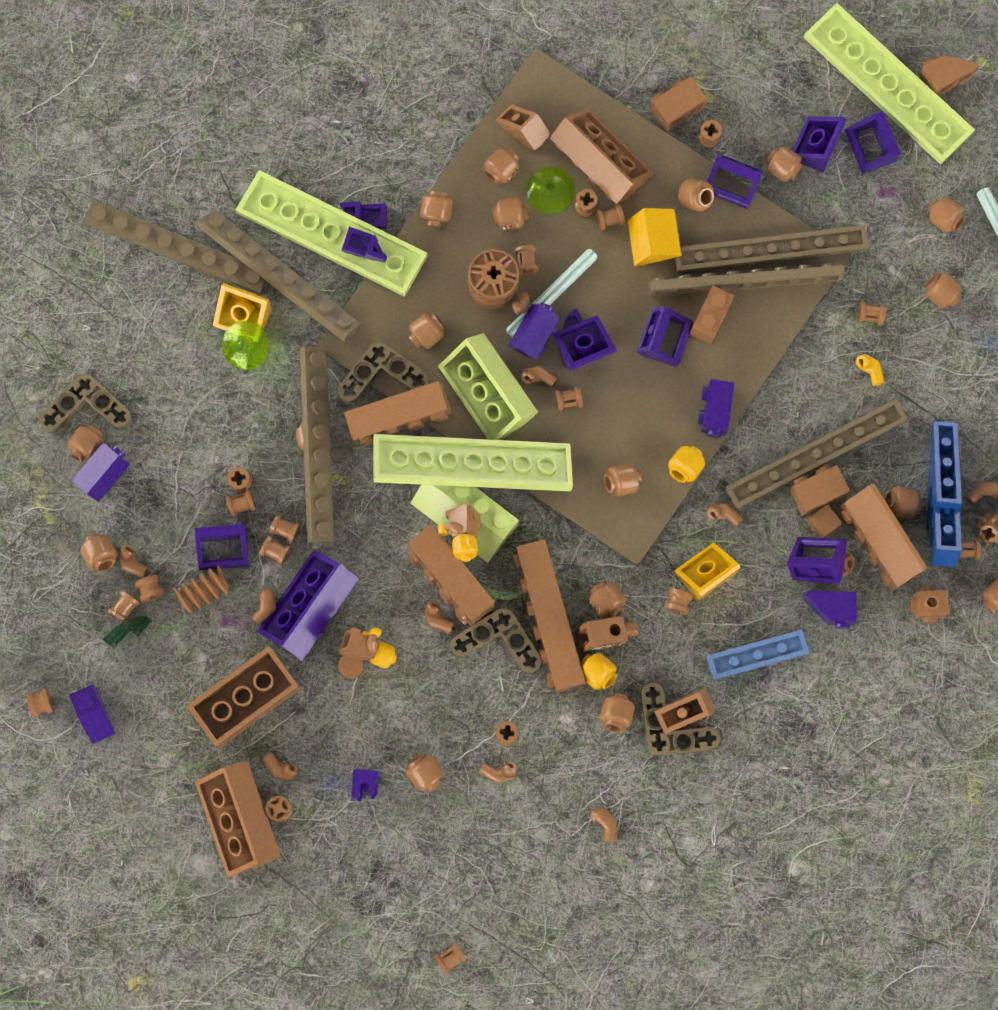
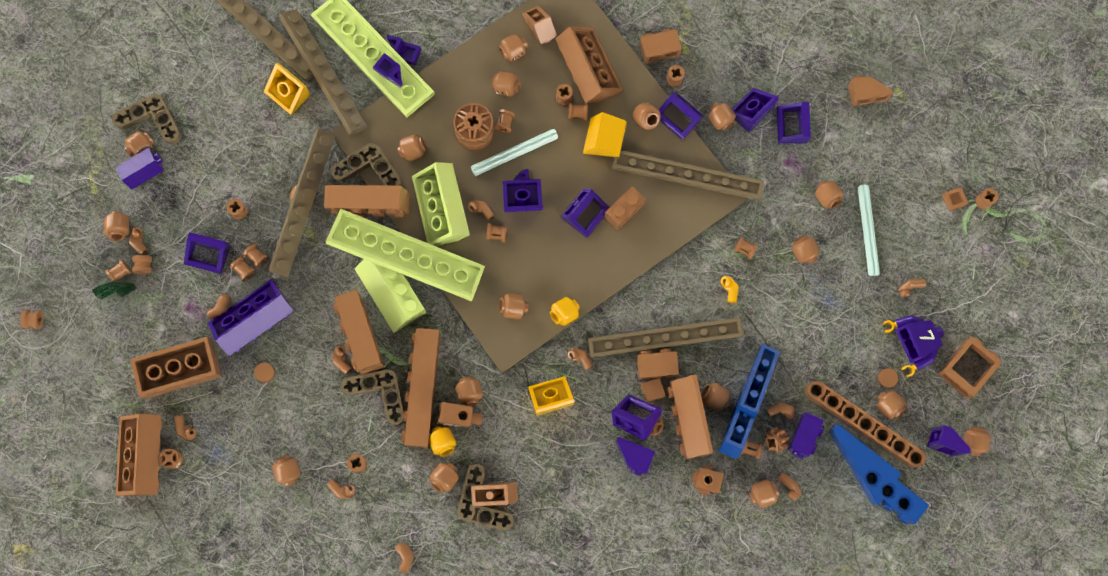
camera: 20 degrees right, 0 degrees up
(92, 713) = (65, 340): dark purple slope -> none
(202, 590) = (179, 280): medium nougat piece -> none
(240, 503) = (231, 226): medium nougat bush -> none
(256, 345) = (286, 114): clear neon green dish -> none
(362, 781) = (234, 461): dark purple hinge -> none
(365, 647) = (277, 362): medium nougat piece -> none
(436, 208) = (453, 61): medium nougat head -> none
(464, 528) = (379, 302): piece -> none
(522, 304) = (488, 152): medium nougat arm -> none
(535, 330) = (490, 174): dark purple brick -> none
(546, 200) = (542, 85): clear neon green dish -> none
(678, 601) = (521, 410): medium nougat wheel -> none
(717, 408) = (603, 278): dark purple brick -> none
(739, 281) = (668, 193): dark tan plate -> none
(757, 655) = (565, 471): medium blue plate -> none
(889, 83) = (822, 84): yellowish green plate -> none

